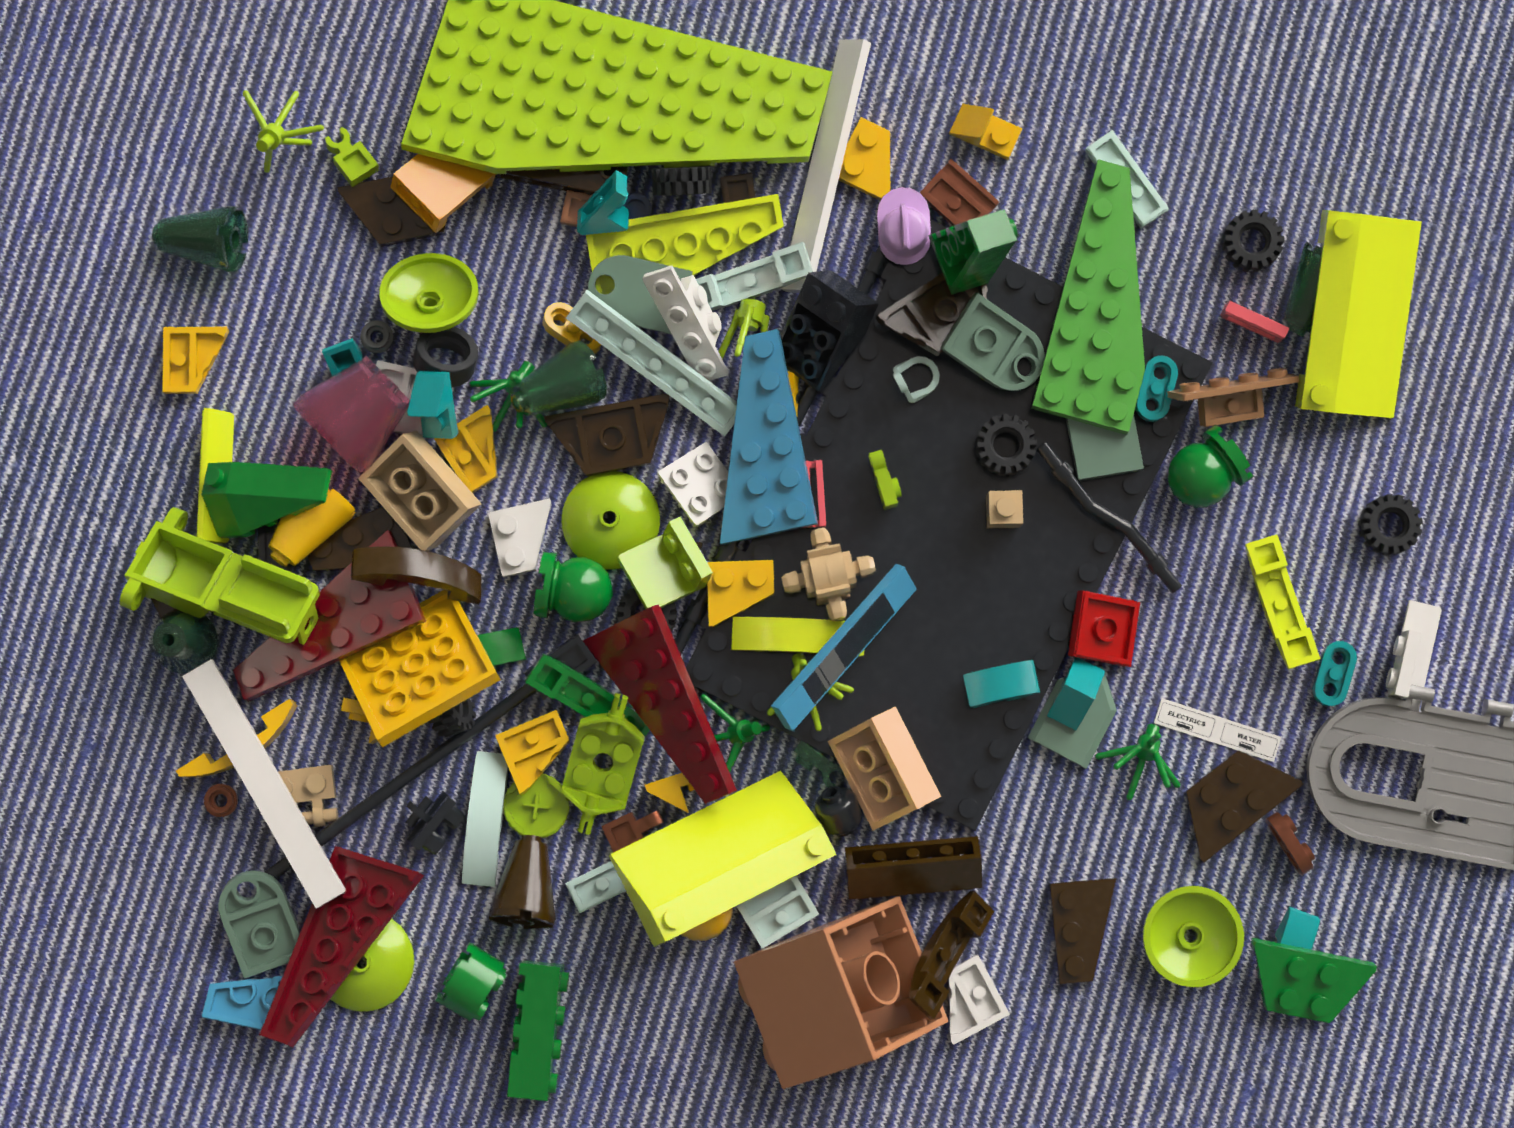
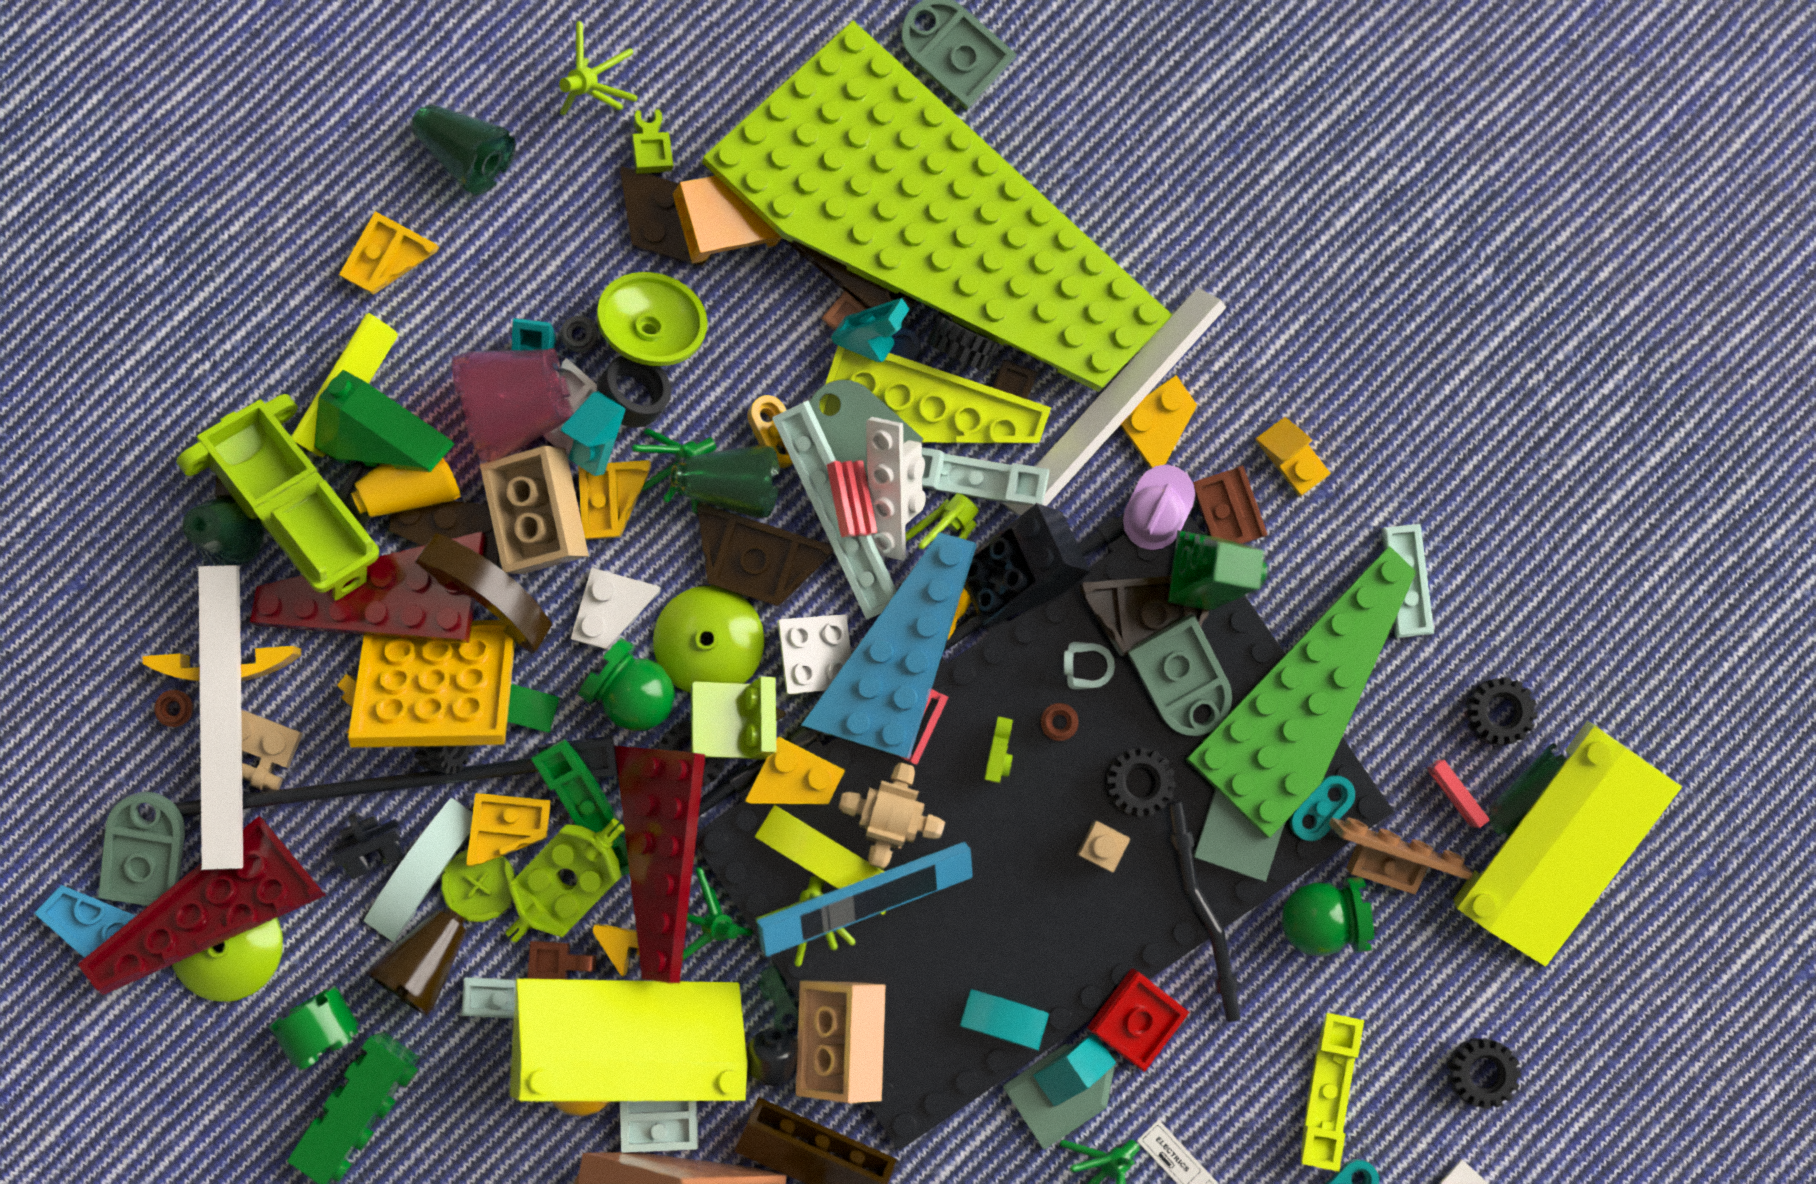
camera: 25 degrees right, 0 degrees up
(663, 346) = (856, 497): none -> coral tile
(925, 425) = (1071, 722): none -> copper plate

